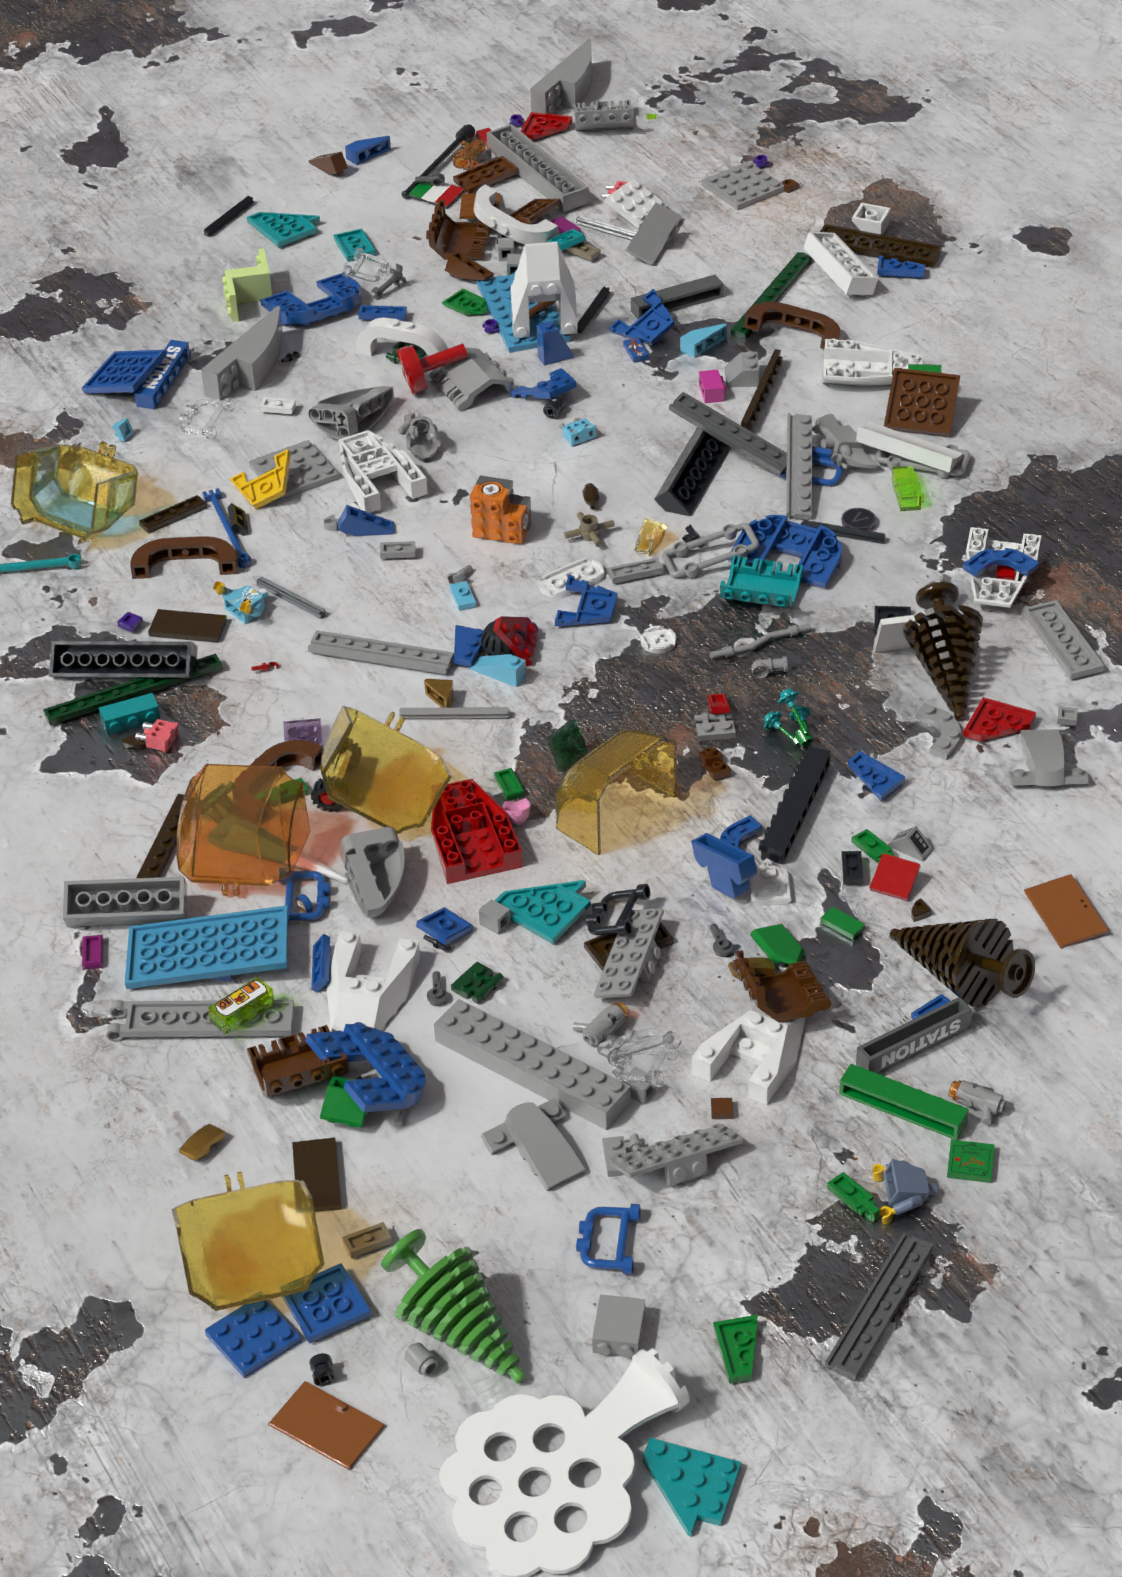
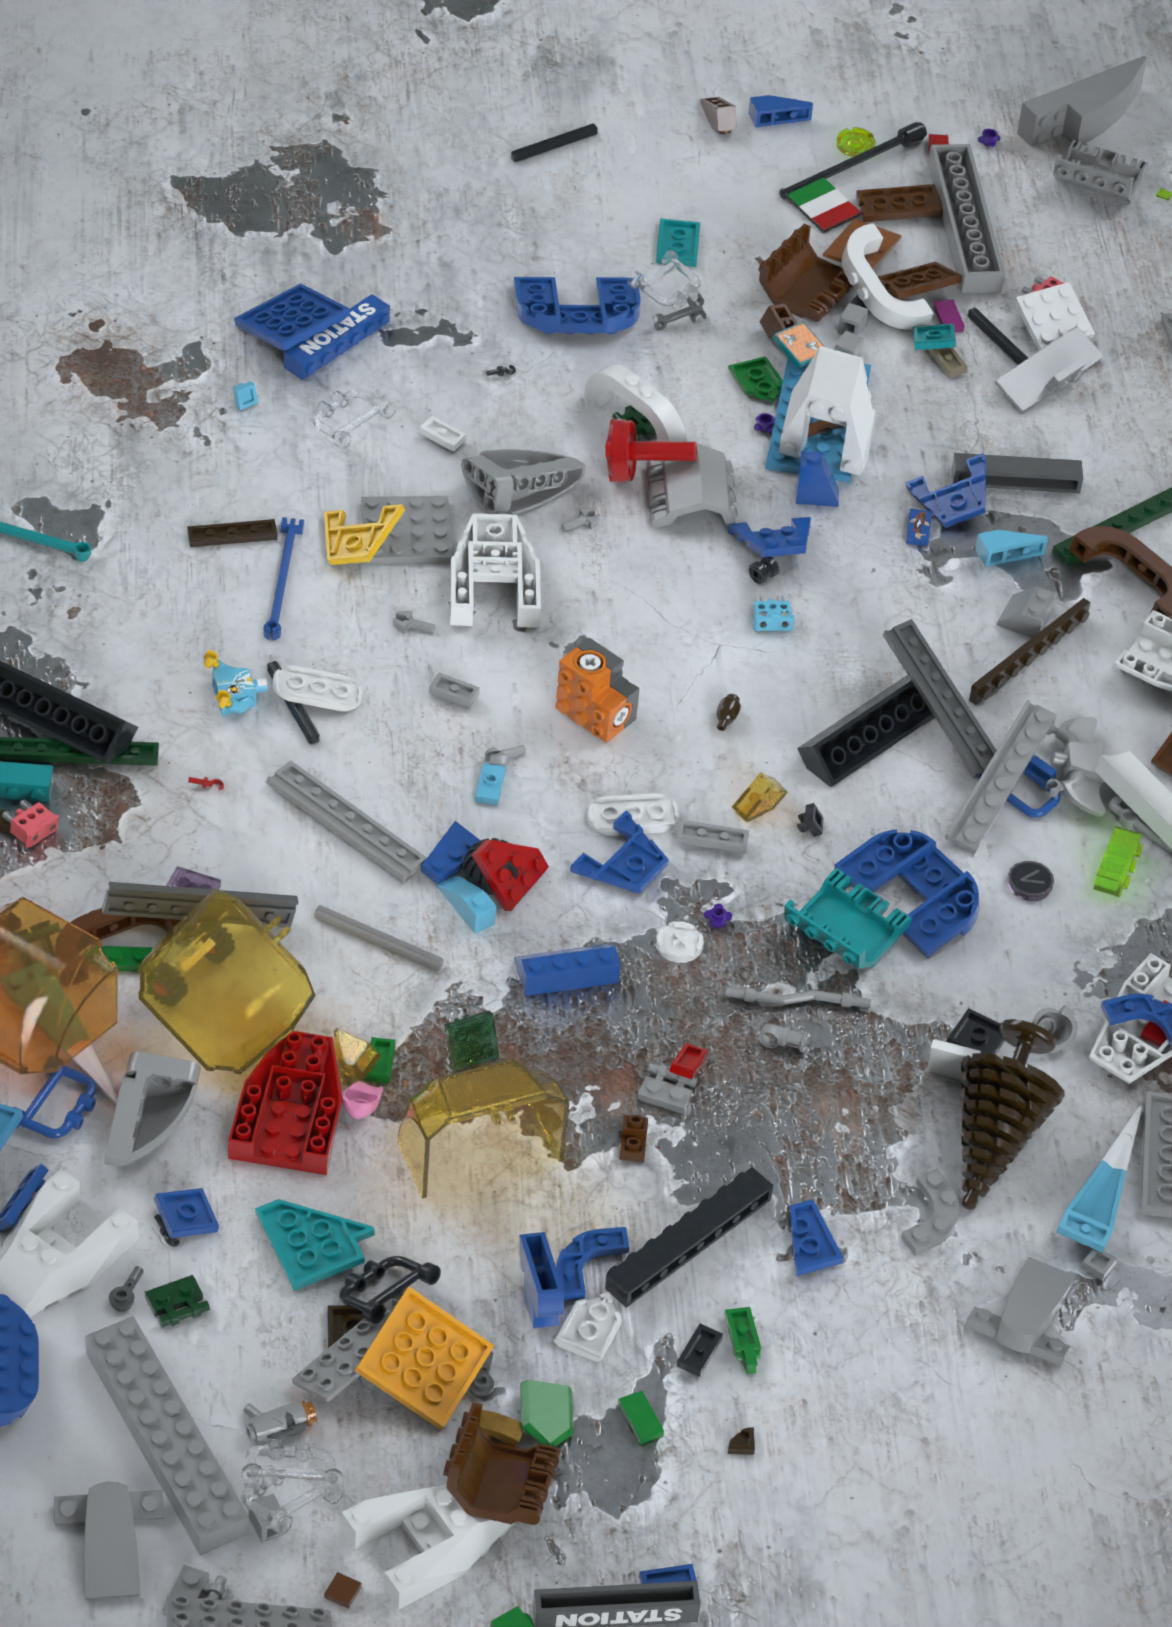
camera: 20 degrees right, 5 degrees up
(73, 488) = (129, 456): clear yellow windscreen -> none
(130, 621) = (92, 658): dark purple plate -> none
(183, 548) = (208, 584): reddish brown arch -> none
(187, 625) = (155, 690): dark brown tile -> none
(237, 519) = (297, 571): black plate -> none
(246, 285) = (508, 252): yellowish green bracket -> none
(246, 360) = (445, 356): light grey slope -> none
(283, 227) = (608, 184): teal wing -> none
(302, 582) = (317, 688): none -> white tile
(304, 736) = (177, 902): none -> dark grey plate
(304, 904) = (50, 1114): blue tile -> none
(362, 523) = (437, 638): blue slope -> none
(371, 312) = (647, 352): blue plate -> none
(423, 438) = (578, 549): light grey hair -> none
(429, 151) = (848, 147): none -> clear neon green tile
(435, 179) = (830, 187): dark grey plate -> none
(440, 691) = (380, 904): pearl gold slope -> none
(471, 154) = (900, 166): clear orange piece -> none
(485, 271) = (798, 343): none -> tile
(494, 783) = (354, 1054): none -> clear yellow slope
(494, 916) = (248, 1226): light grey brick -> none
(543, 124) = (1017, 156): red plate -> none
(589, 528) = (694, 756): dark tan bar -> none
(592, 309) = (903, 448): black axle -> none
(598, 682) = (568, 969): none -> blue slope
(672, 615) = (717, 916): none -> dark purple plate
(678, 942) = (424, 1358): none -> light orange plate
(712, 386) = (974, 618): dark pink brick -> none
(728, 531) = (787, 829): light grey bar -> none
(798, 714) = (736, 1111): plant -> none
(849, 532) = (1000, 888): black axle -> none
(895, 877) = (739, 1386): red tile -> none
(911, 843) = (792, 1350): light grey slope -> none
(970, 958) = (741, 1540): dark brown plant -> none
(997, 719) = (1009, 1229): red plate -> none
(1041, 684) = (1094, 1209): none -> medium azure plate
(1066, 911) = (912, 1523): dark orange container -> none

